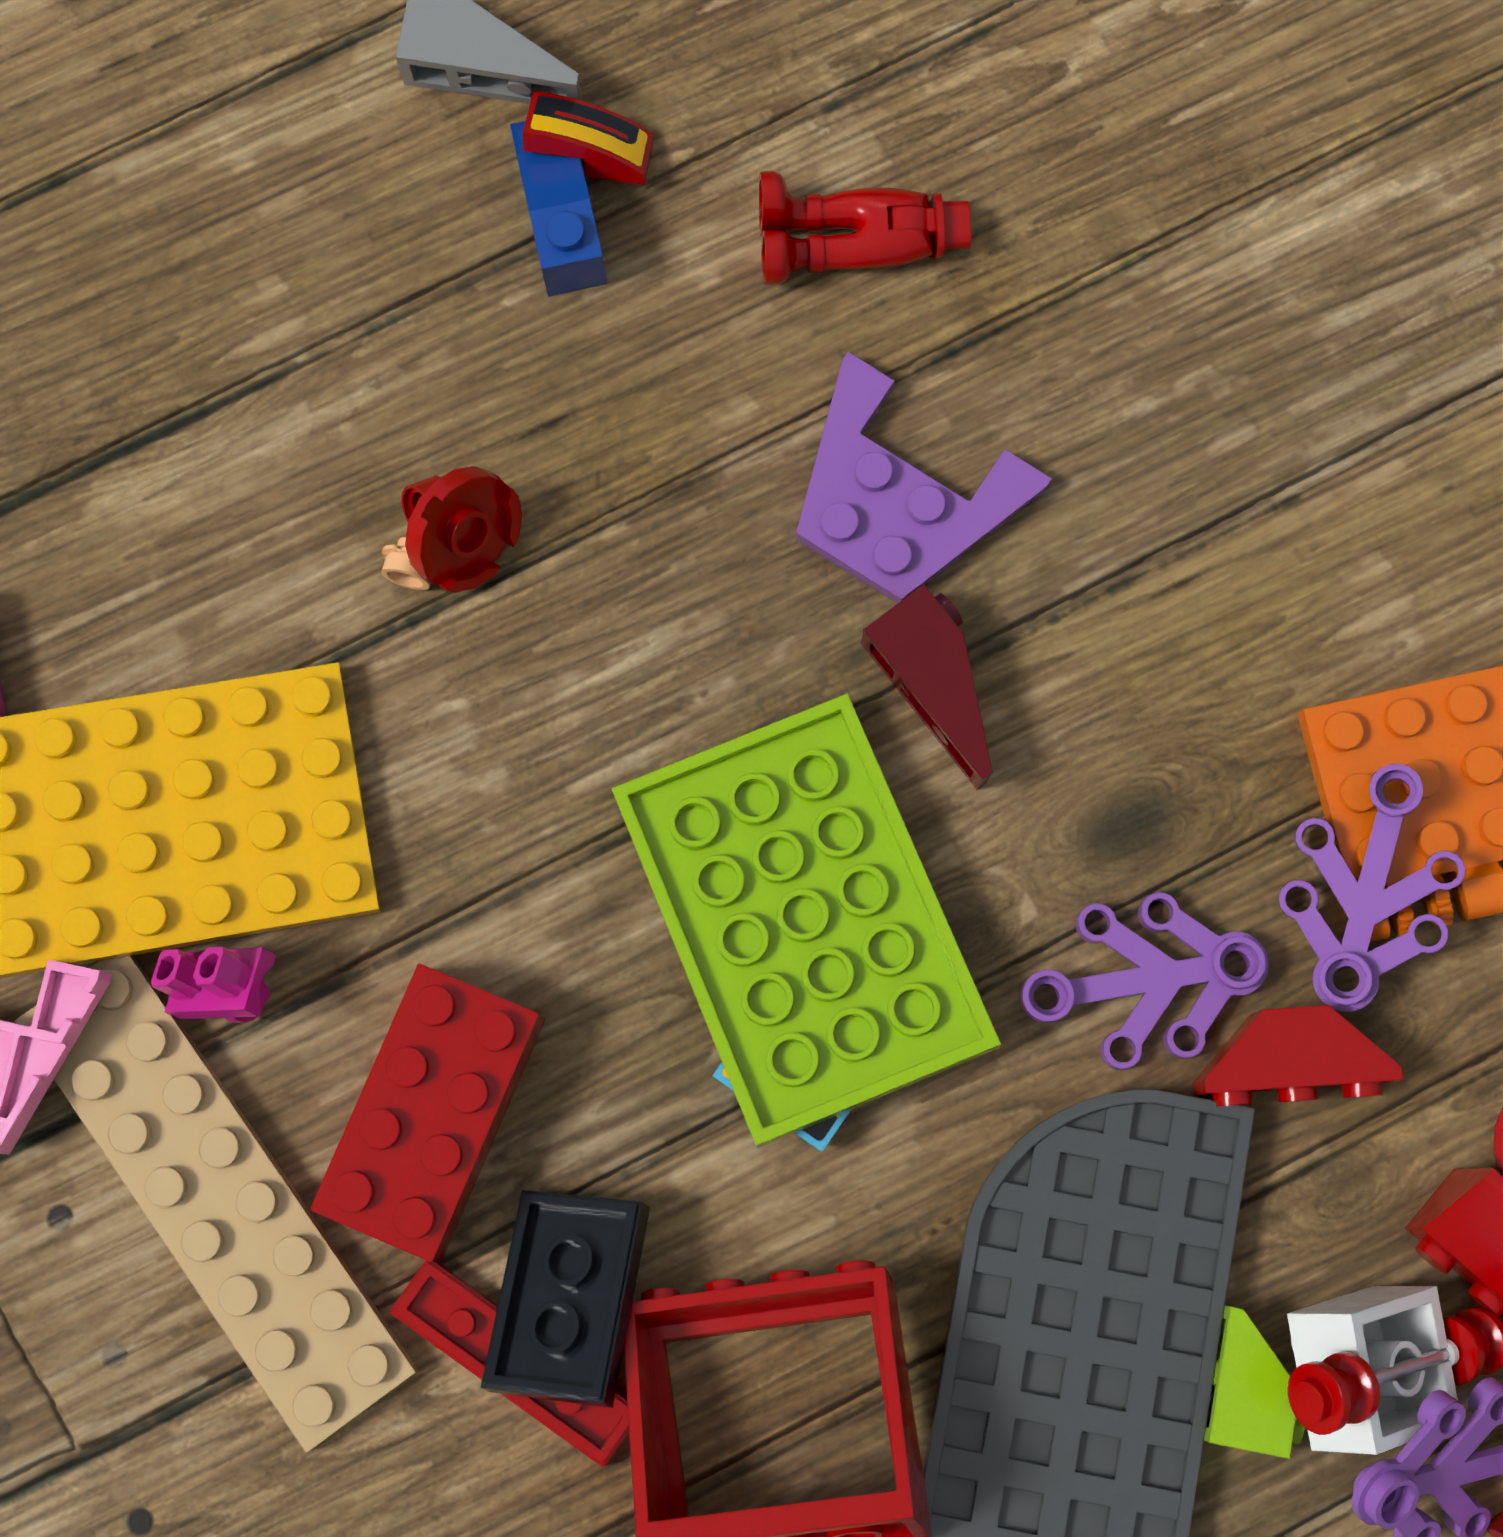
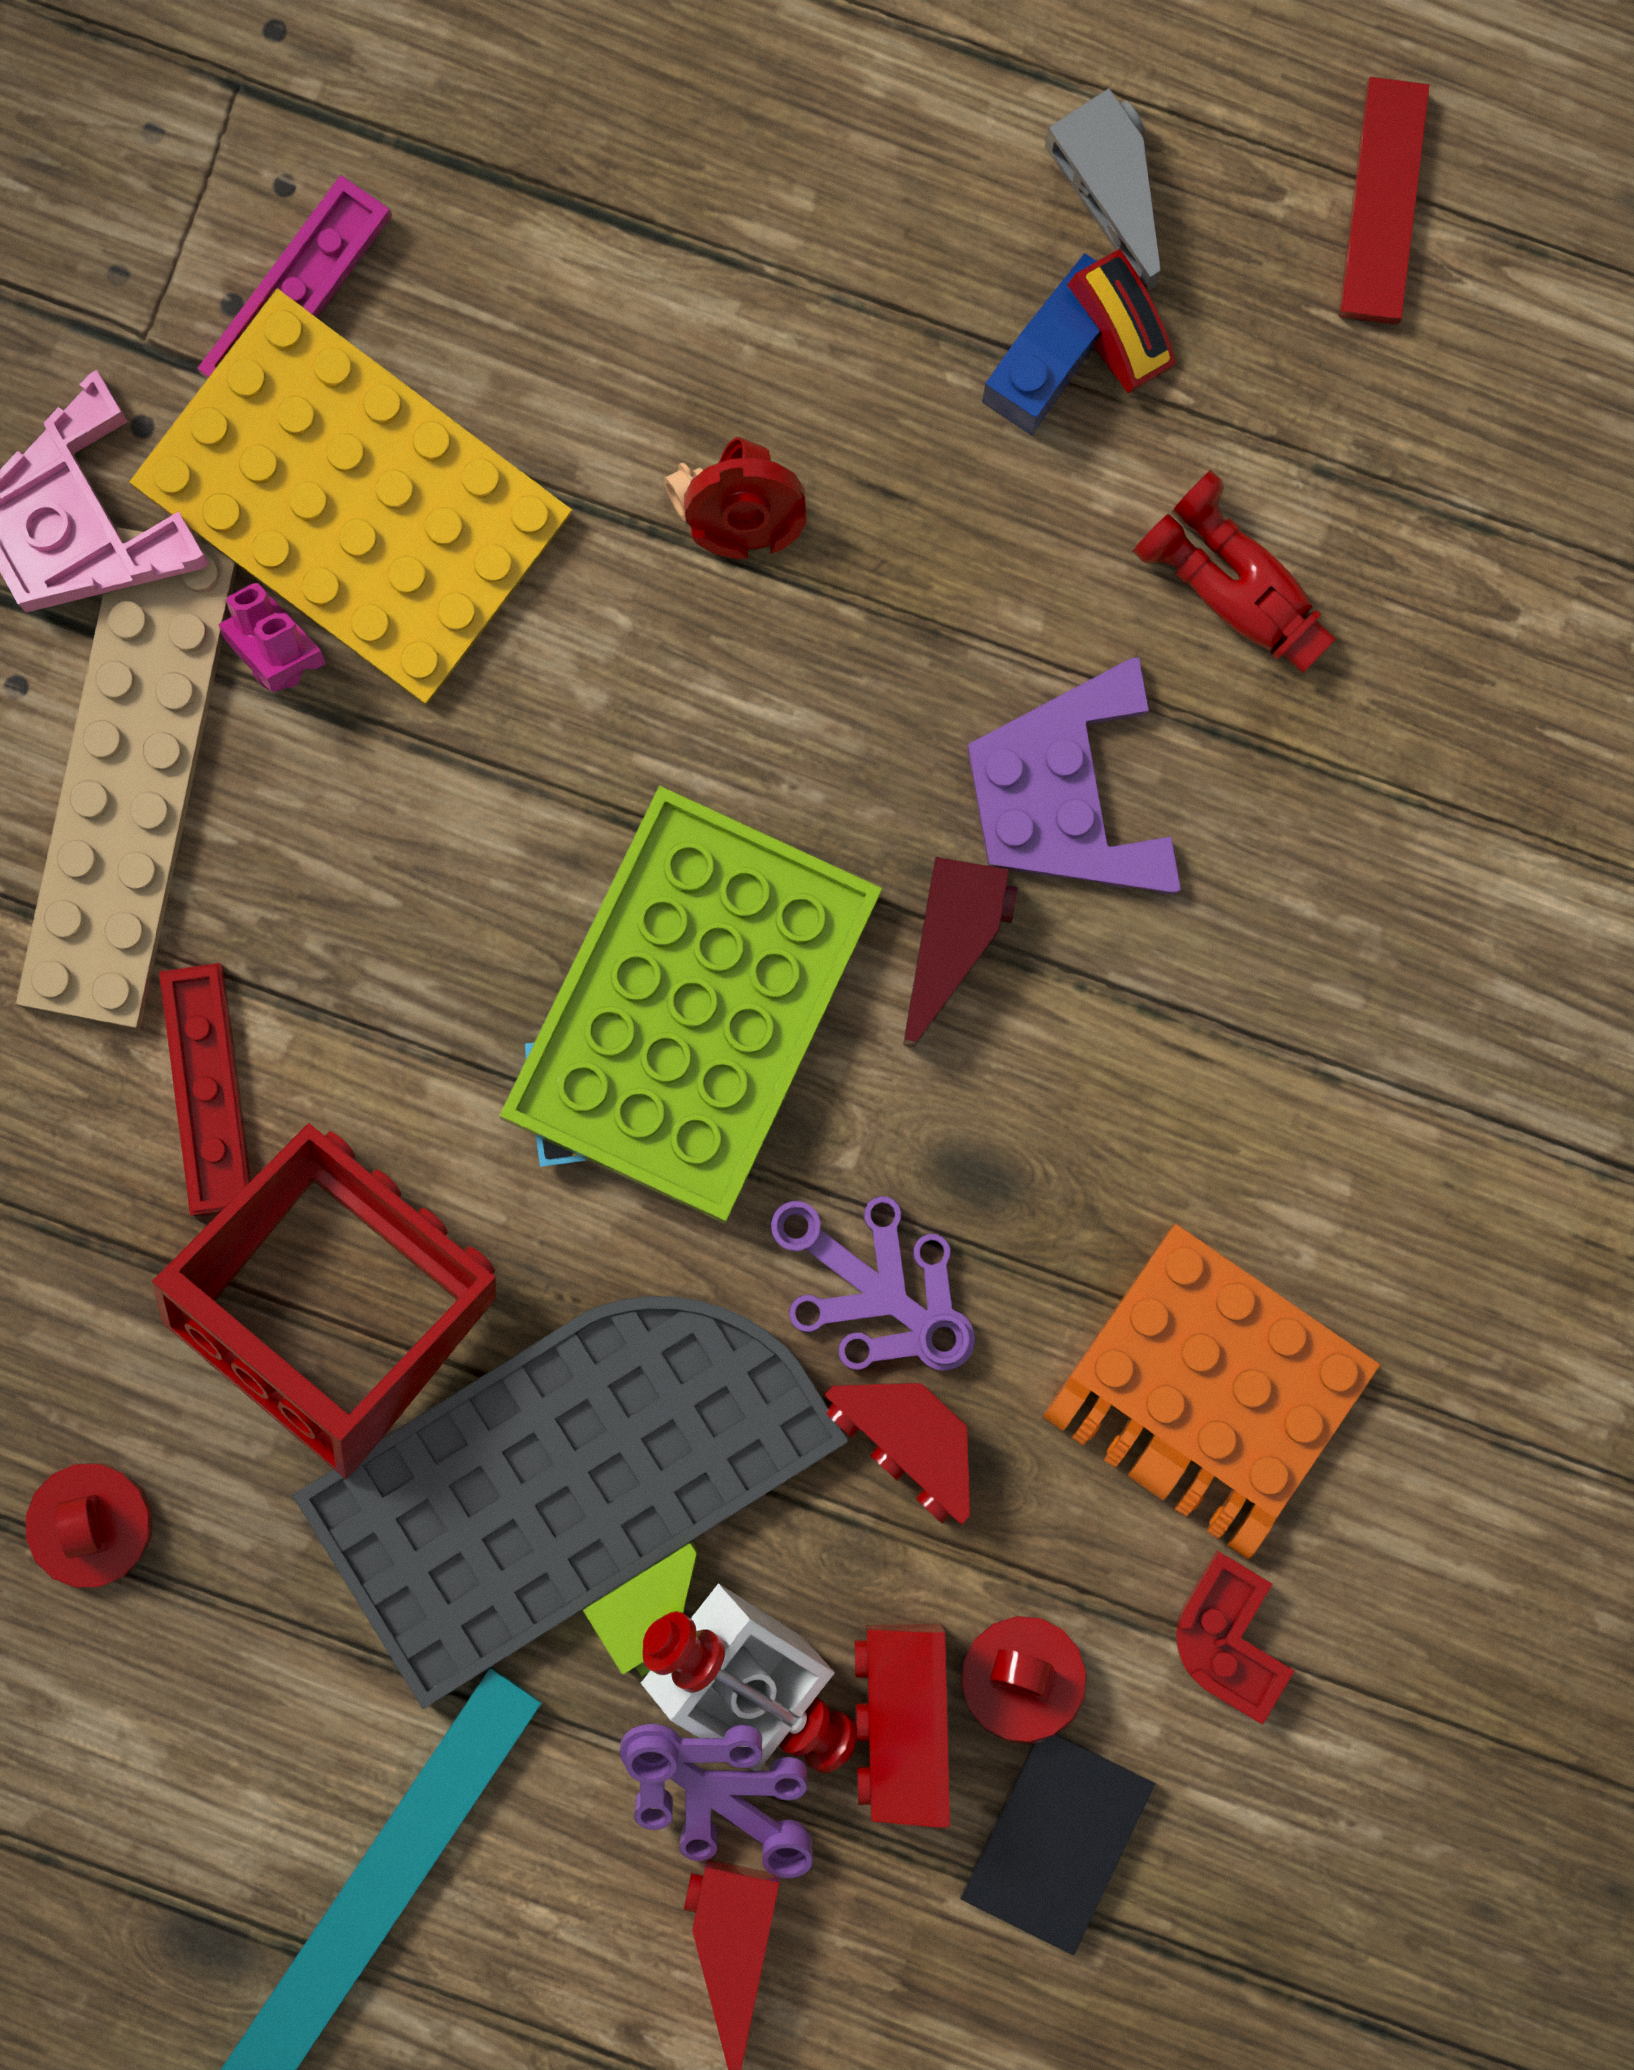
camera: 45 degrees right, 5 degrees up
(428, 1114) = (316, 871): red brick -> none
(566, 1298) = (278, 1082): black tile -> none
(1367, 900) = (1072, 1389): medium lavender plant -> none

